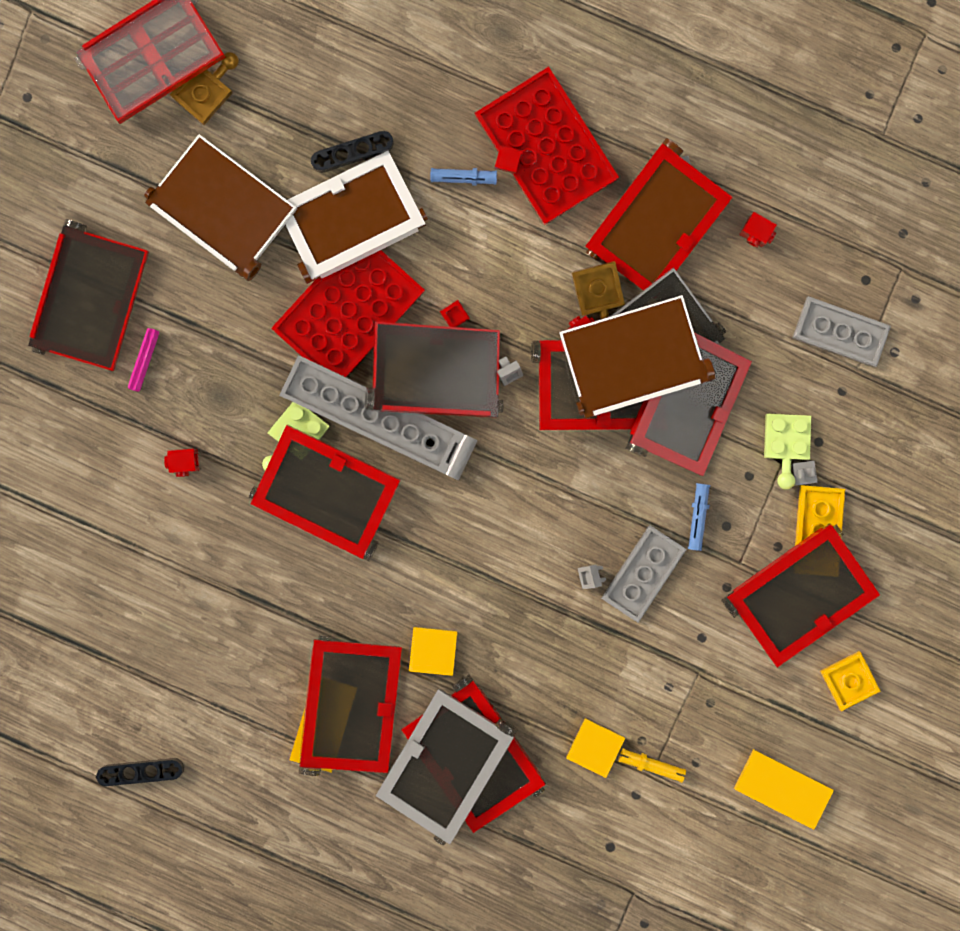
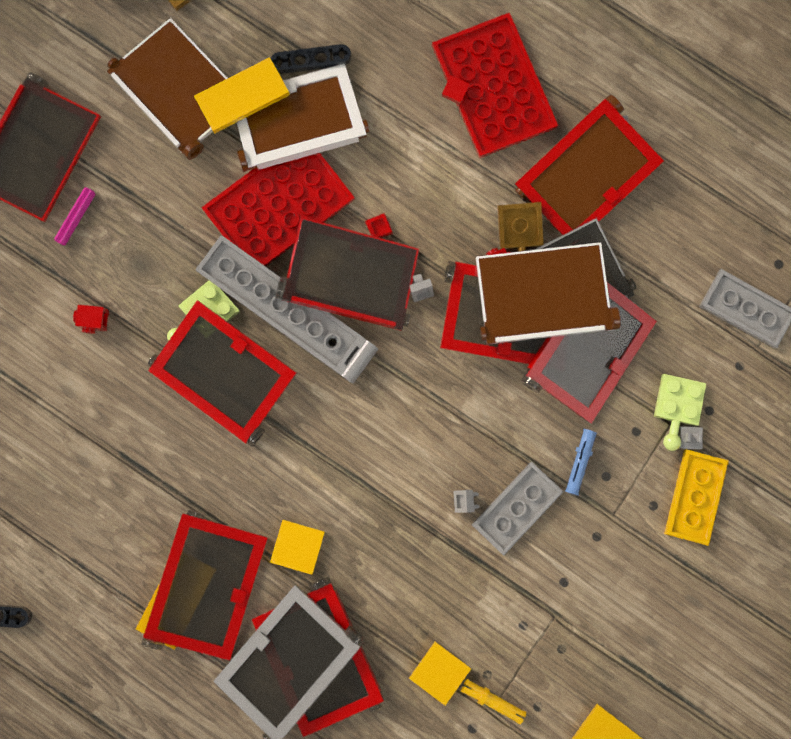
camera: 10 degrees right, 5 degrees down
(290, 205) = (242, 95): none -> yellow tile
(464, 176) = (411, 99): medium blue pin -> none
(758, 230) = (683, 198): red brick -> none
(802, 594) = (670, 557): door -> none
(850, 681) = (704, 652): yellow tile -> none

